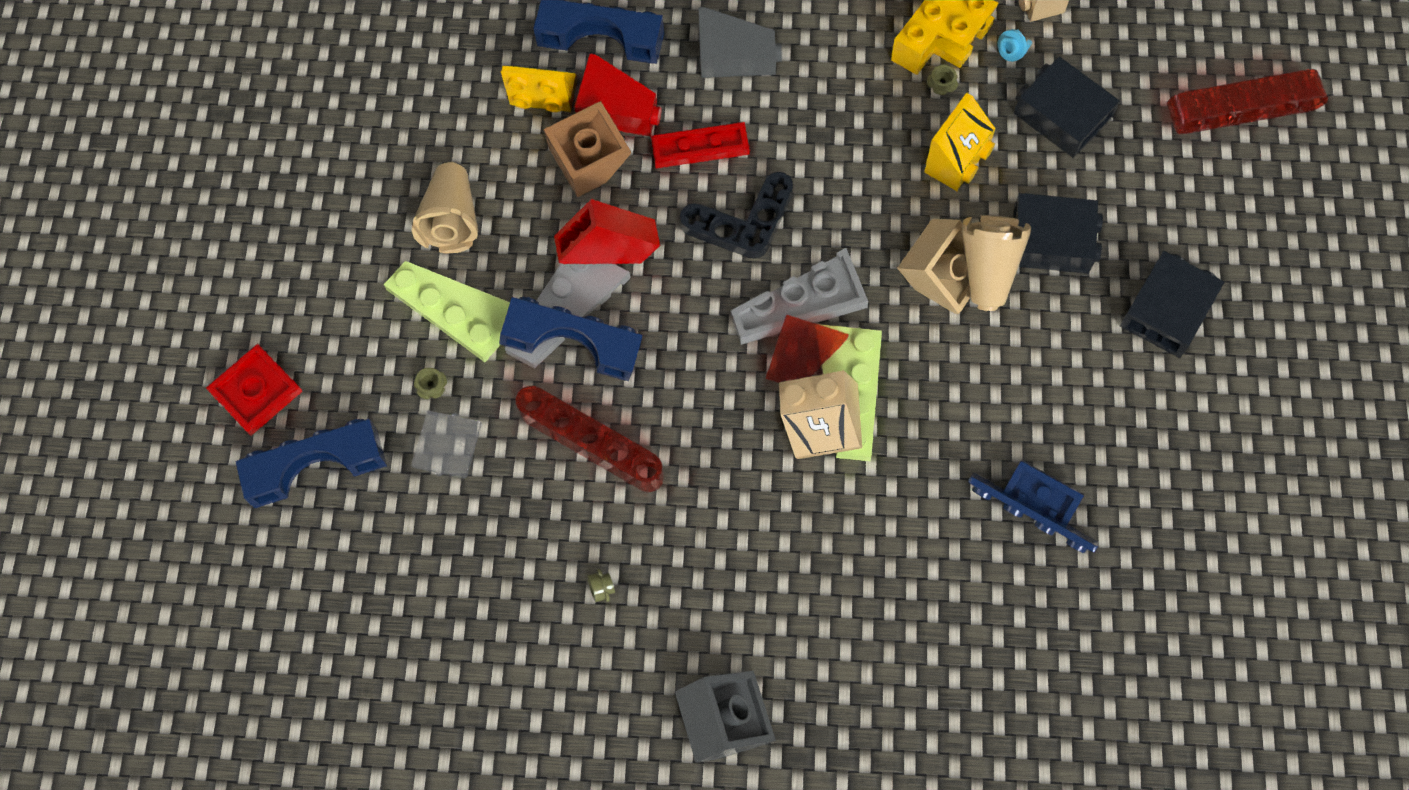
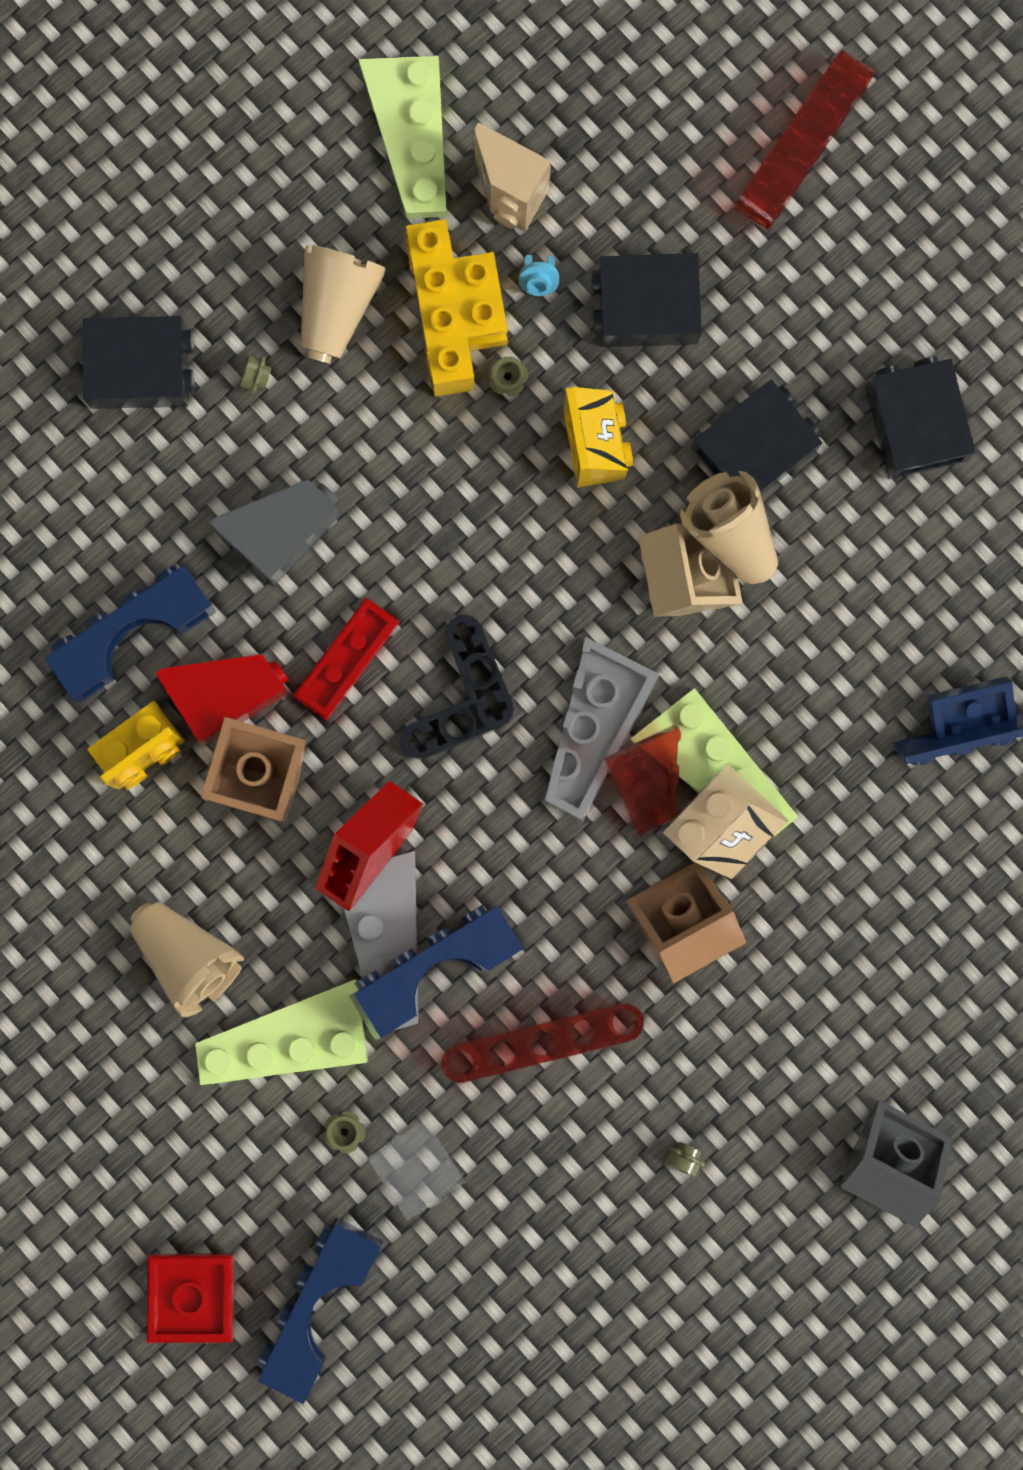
camera: 55 degrees left, 15 degrees up
(741, 453) = (686, 921): none -> medium nougat slope

